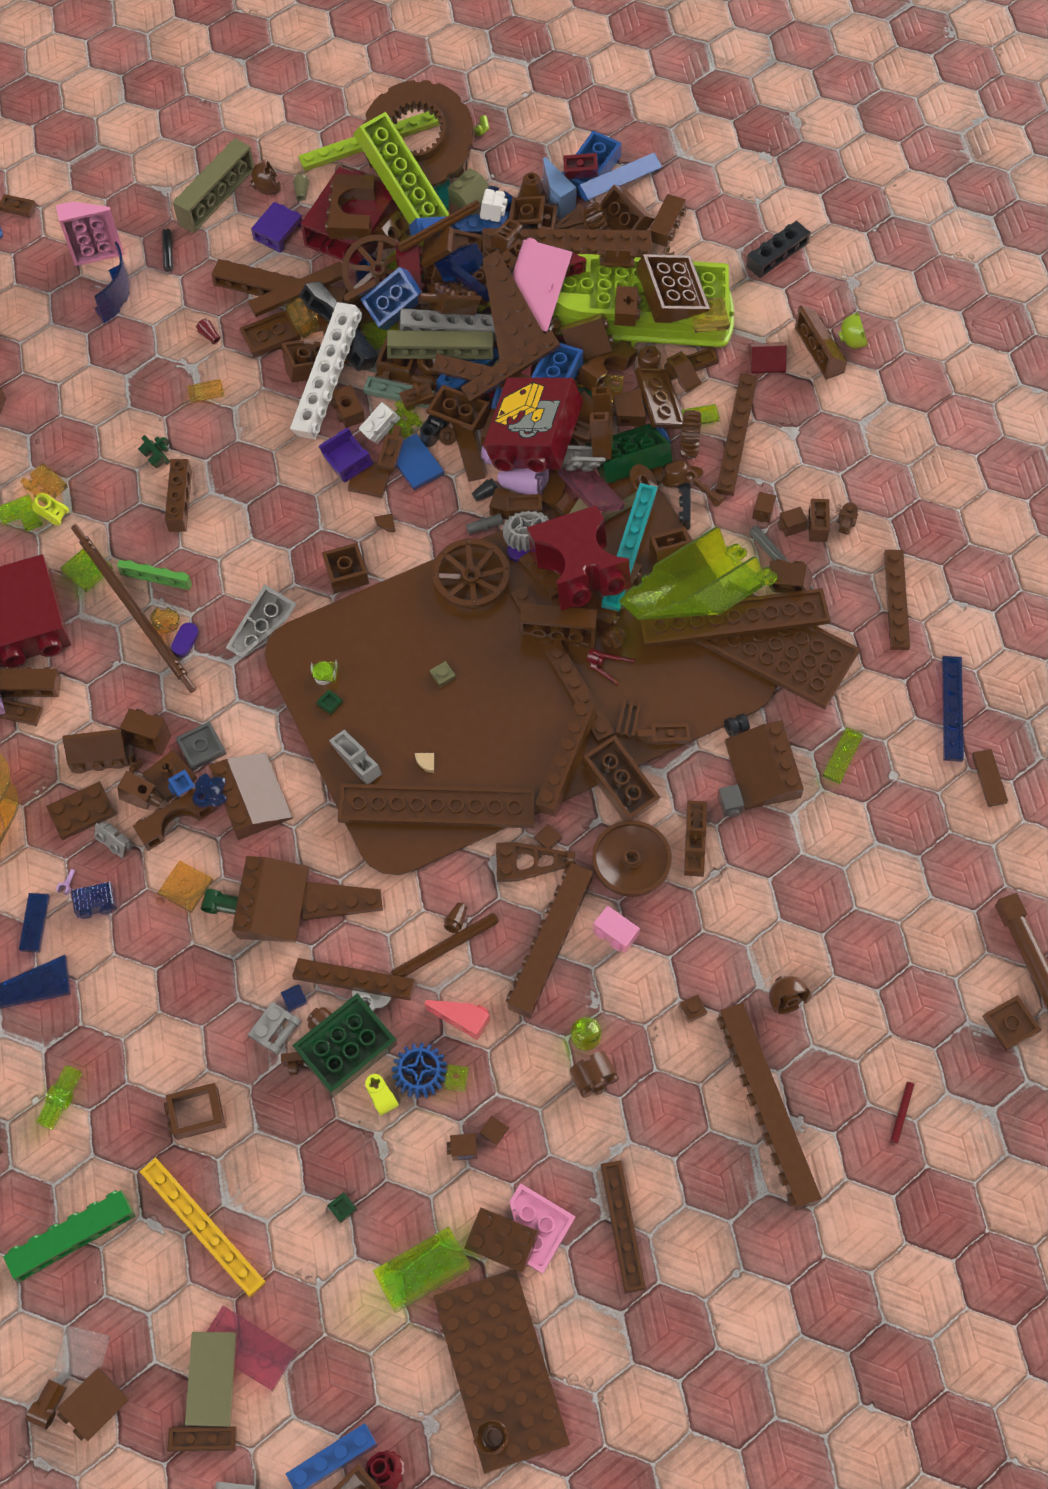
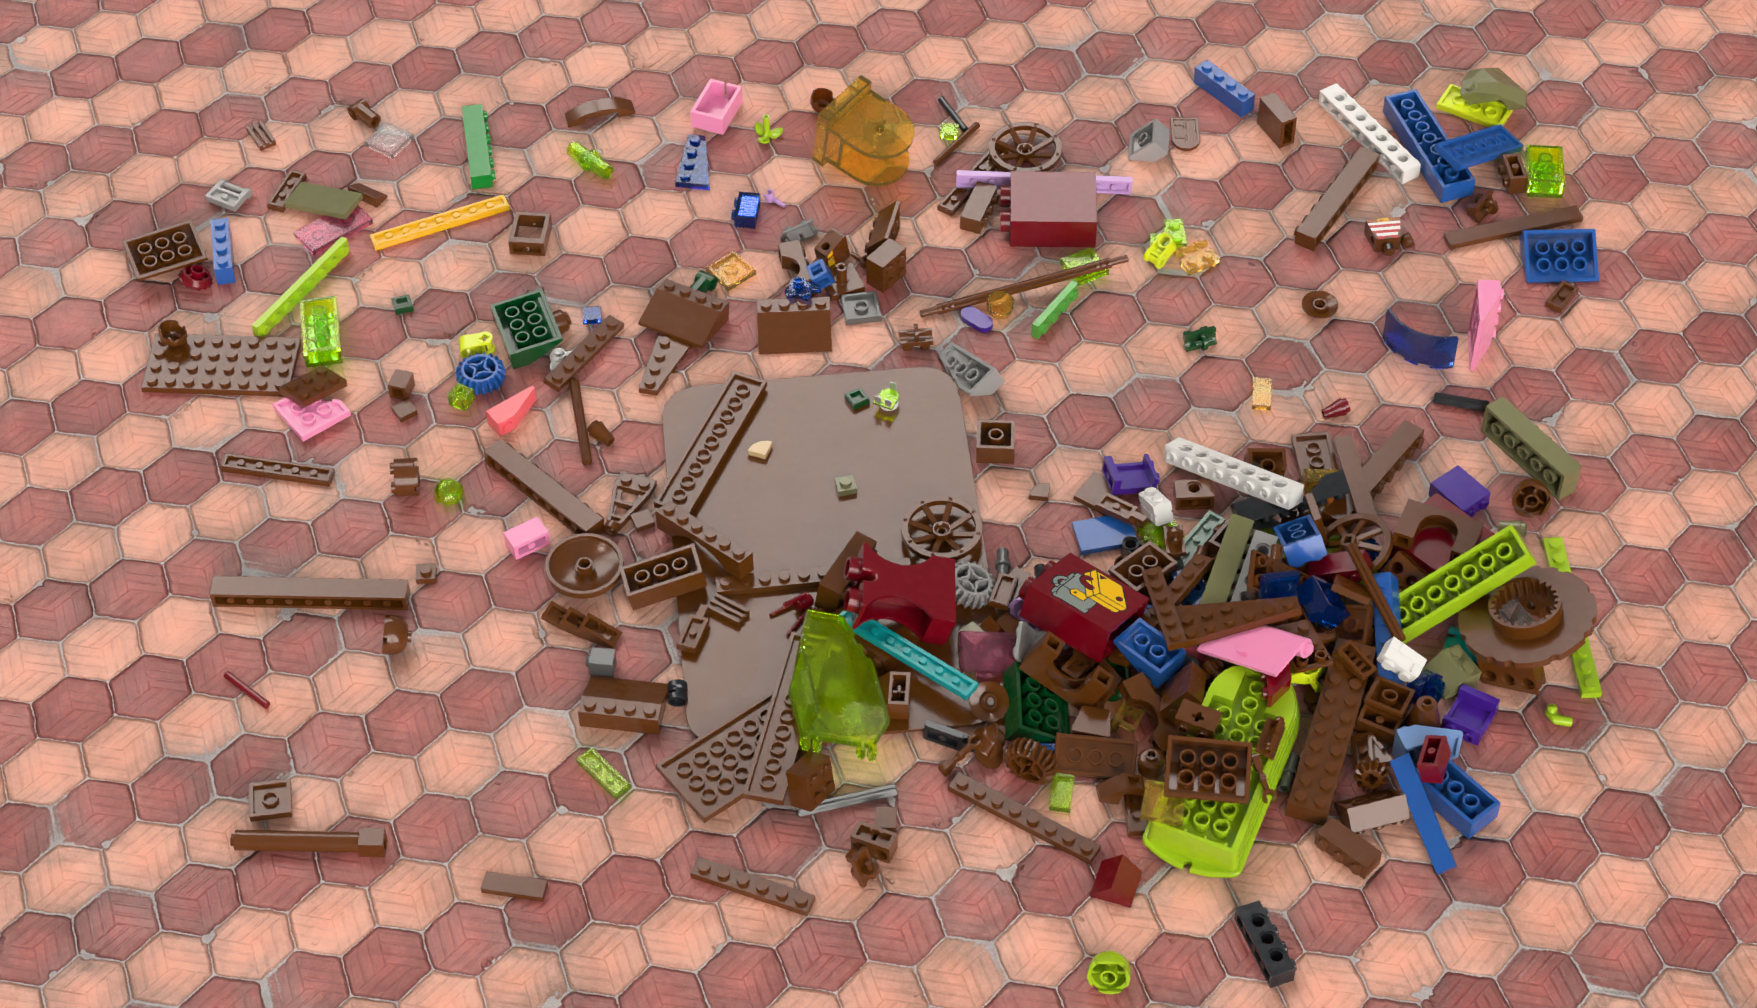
camera: 110 degrees right, 15 degrees down
(34, 922) = (749, 174): clear blue tile -> none
(81, 810) = (839, 215): reddish brown plate -> none
(82, 371) = (1319, 304): none -> reddish brown dish
(92, 1404) = (347, 134): reddish brown brick -> none
(178, 495) = (1137, 343): reddish brown brick -> none
(180, 1334) = (369, 195): none -> reddish brown slope
(233, 678) = (916, 337): none -> reddish brown hips
(269, 1025) = (576, 294): light grey plate -> none
(349, 1328) = (301, 287): none -> lime plate
(355, 757) = (788, 399): light grey slope -> none
(505, 176) = (1471, 713): none -> dark purple panel
(764, 507) = (915, 803): reddish brown brick -> none
(819, 343) = (1108, 929): reddish brown slope -> none
(952, 709) = (605, 886): clear blue tile -> none

